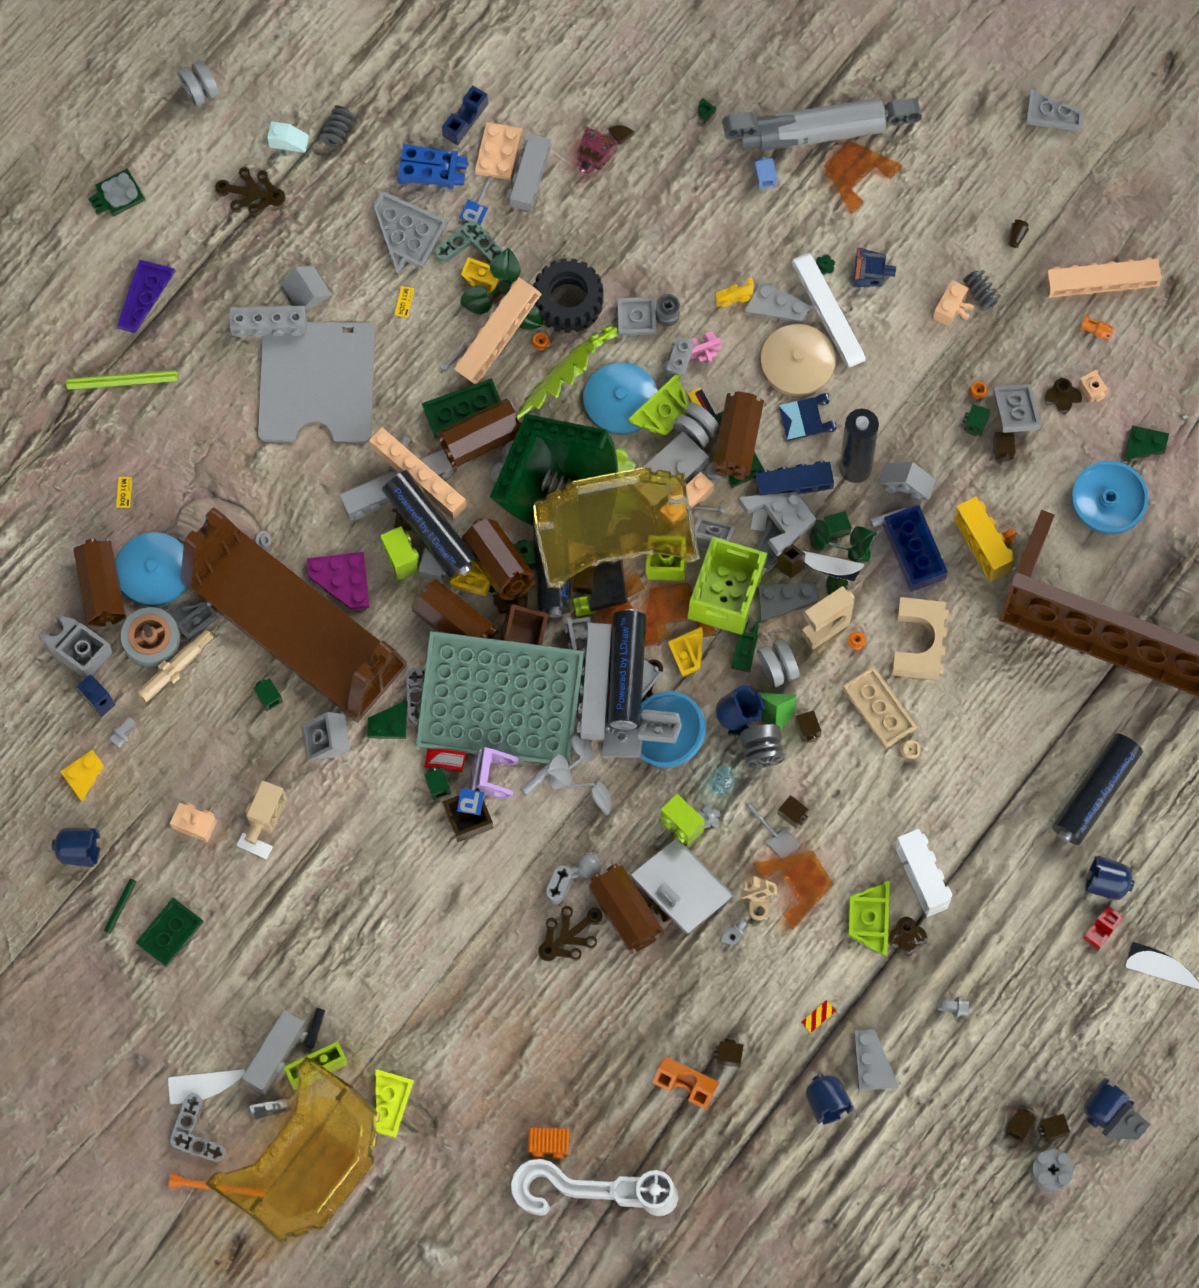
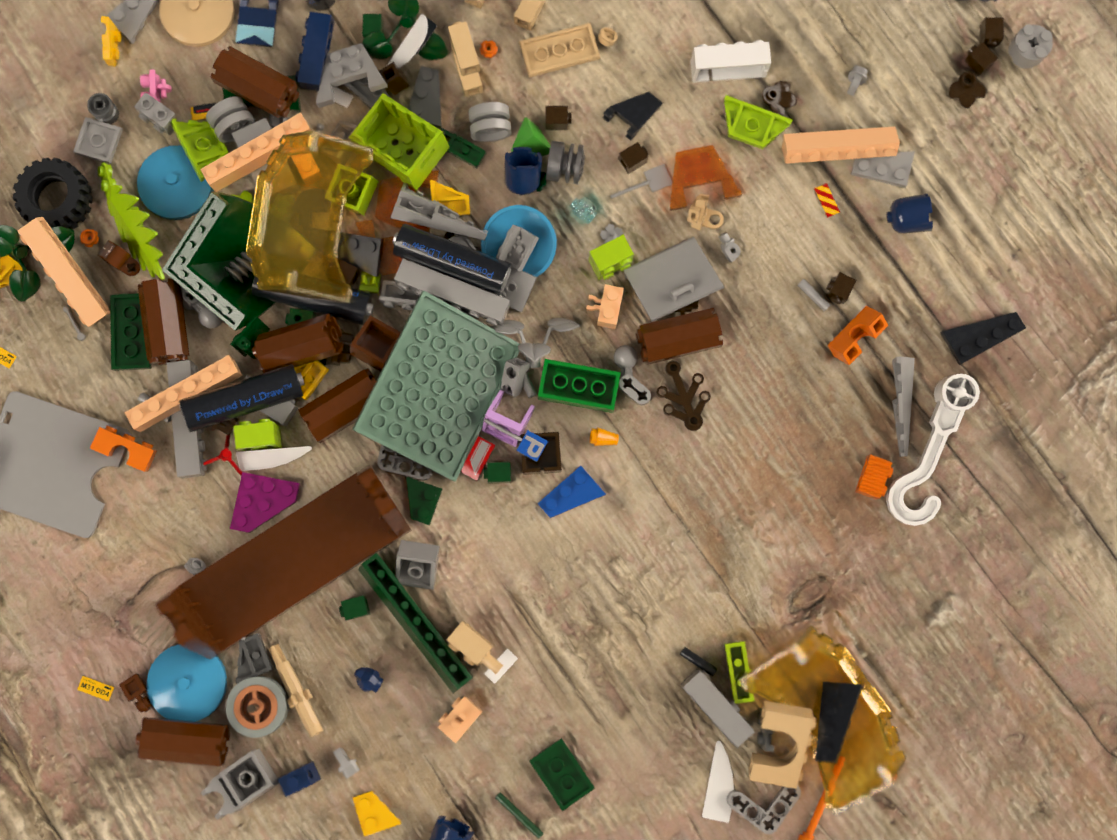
camera: 75 degrees left, 10 degrees up
(133, 524) = (133, 689): none -> reddish brown plate
(205, 727) = (368, 679): none -> dark blue rock
(269, 751) = (415, 623): none -> dark green brick
(281, 1129) = (783, 769): none -> tan arch
(298, 1168) = (836, 711): none -> black wing
(351, 456) = (108, 440): none -> orange arch
(372, 529) = (225, 455): none -> red plant
(383, 570) = (269, 458): none -> white sticker
(391, 1101) = (791, 610): neon yellow wing -> none
(440, 858) = (572, 492): none -> blue wing
(486, 510) = (246, 338): none -> dark green hinge
(503, 869) = (602, 437): none -> light orange cone
(527, 371) = (119, 258): none -> reddish brown beam
(533, 766) = (513, 376): none -> light grey leg
(545, 829) = (579, 385): none -> green brick
(634, 835) = (608, 307): none -> light nougat brick
(649, 1143) = (903, 375): none -> light grey wedge
(666, 627) = (421, 211): none -> light grey wedge
(668, 459) = (250, 155): none -> light nougat brick
(714, 1031) = (813, 294): none -> light grey piece
(728, 1209) = (975, 338): none -> black wing
(842, 800) = (634, 112): none -> black flag
(877, 1008) = (840, 144): none -> light nougat brick
(981, 1122) = (967, 92): none -> dark brown plate

